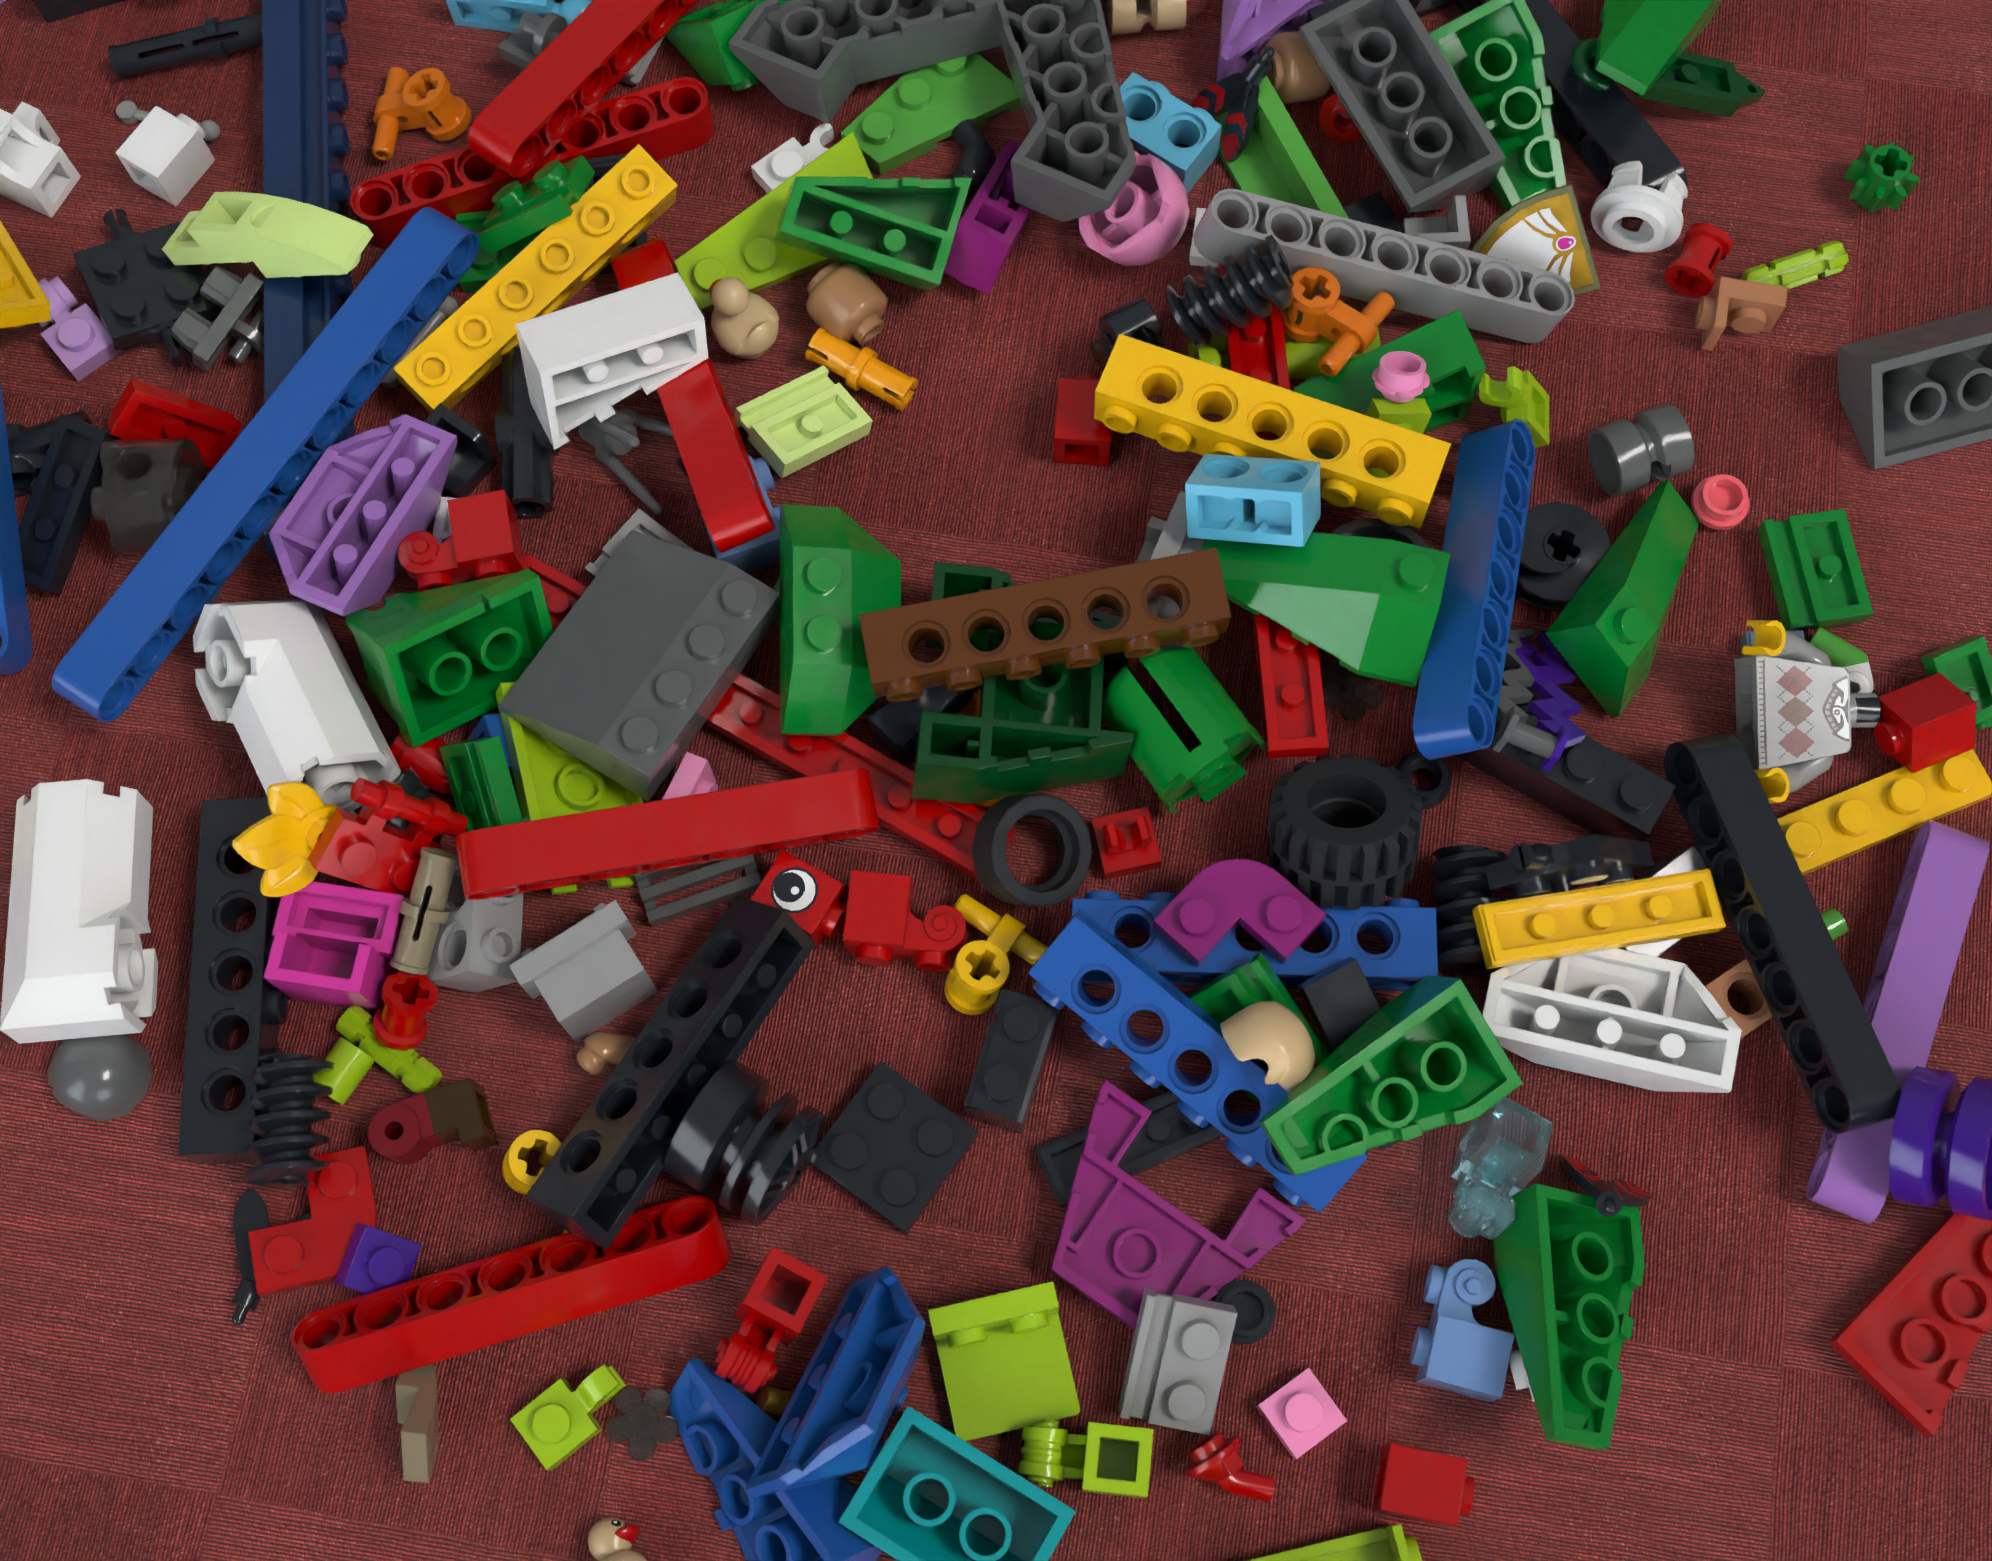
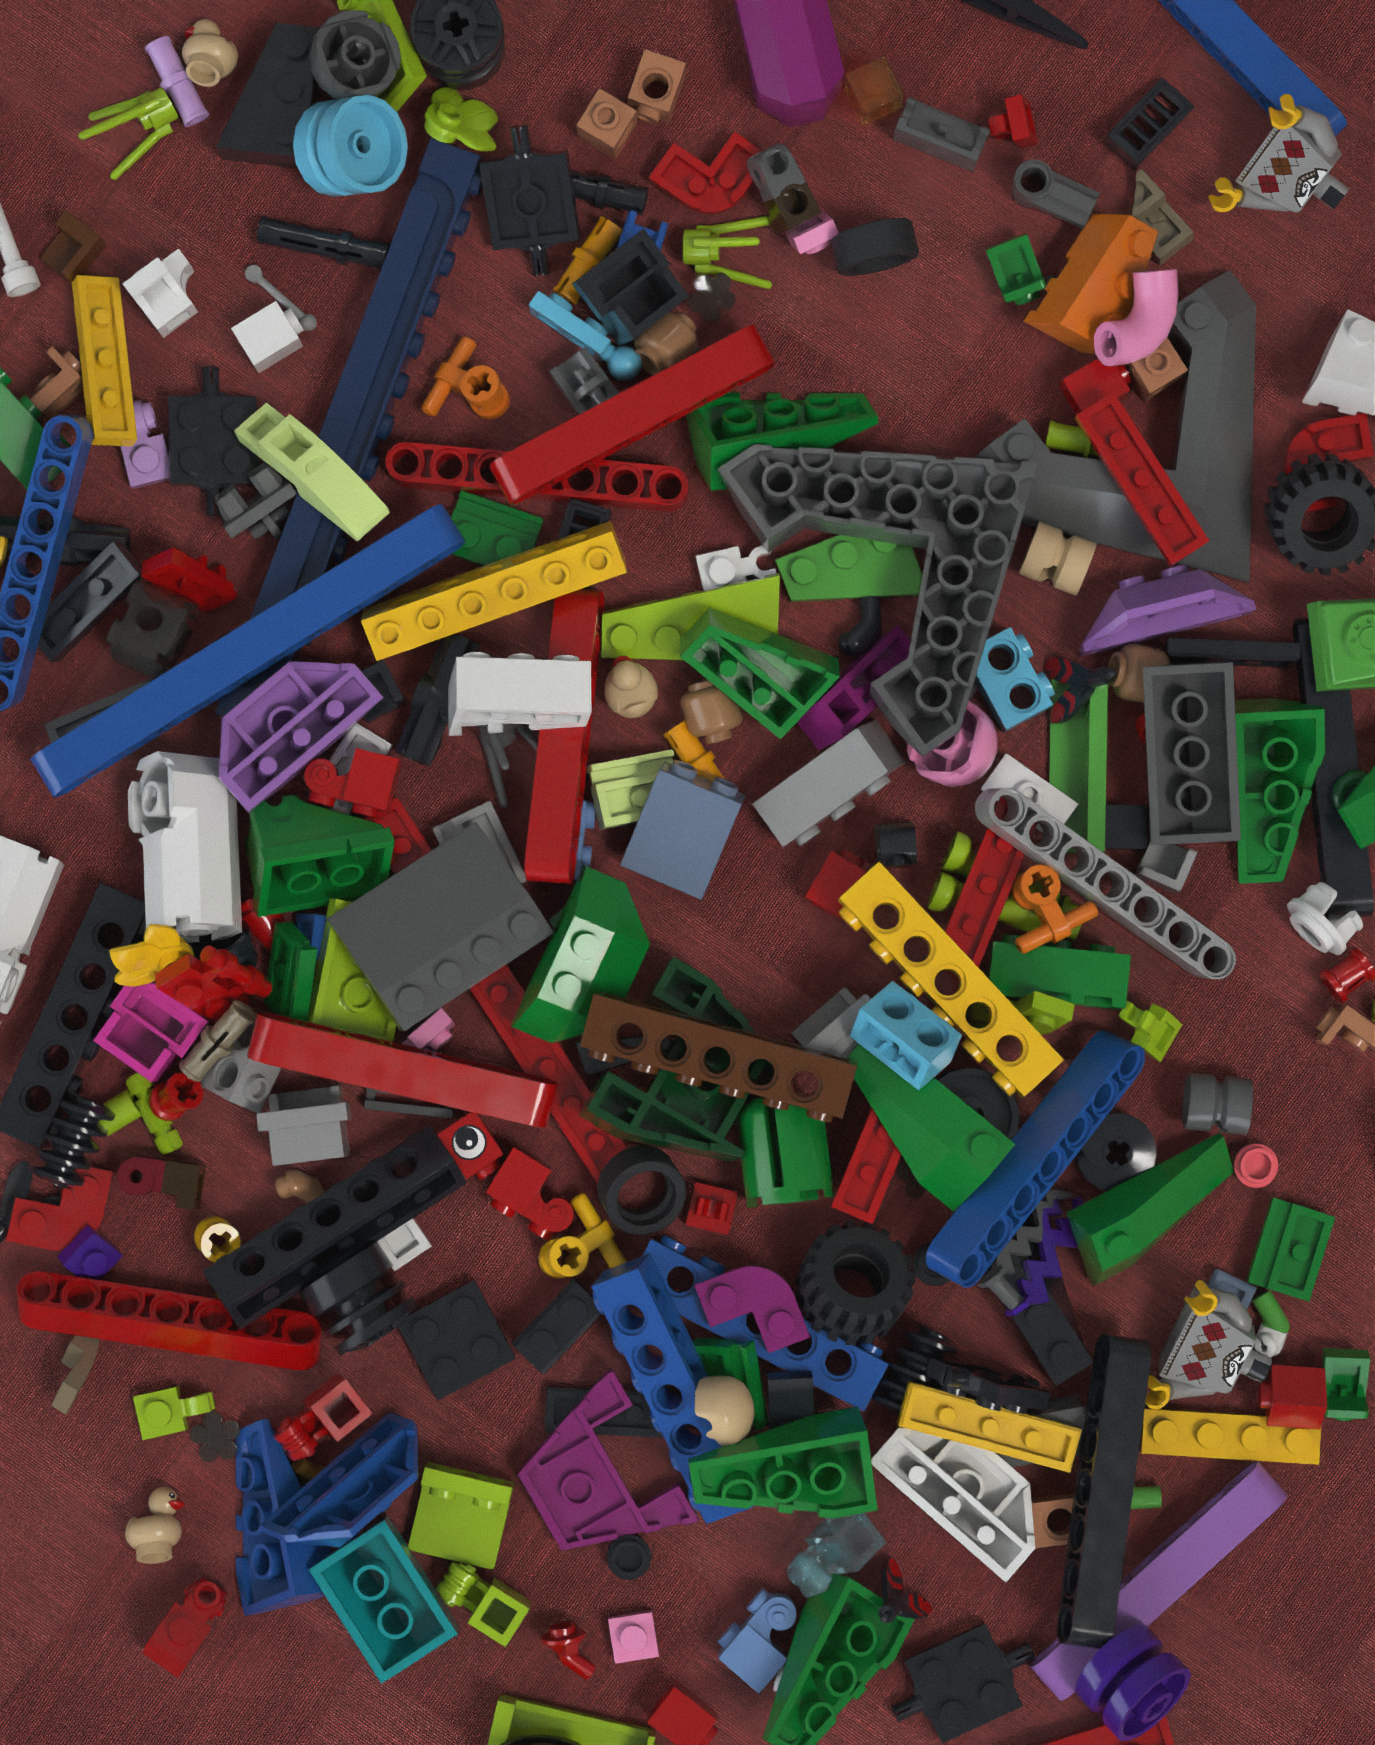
camera: 25 degrees right, 15 degrees up
(535, 204) = (518, 533): green plate -> none
(774, 1055) = (405, 1243): none -> white plate
(876, 431) = (683, 828): none -> sand blue panel
(1018, 315) = (830, 784): none -> light grey wedge
(1177, 1361) = (569, 1569): light grey plate -> none
(1234, 295) = (975, 865): black piece -> none
(1401, 376) = (1068, 979): bright pink plate -> none
(1544, 235) = (1232, 912): shield -> none
(1740, 1263) = (963, 1682): none -> black plate

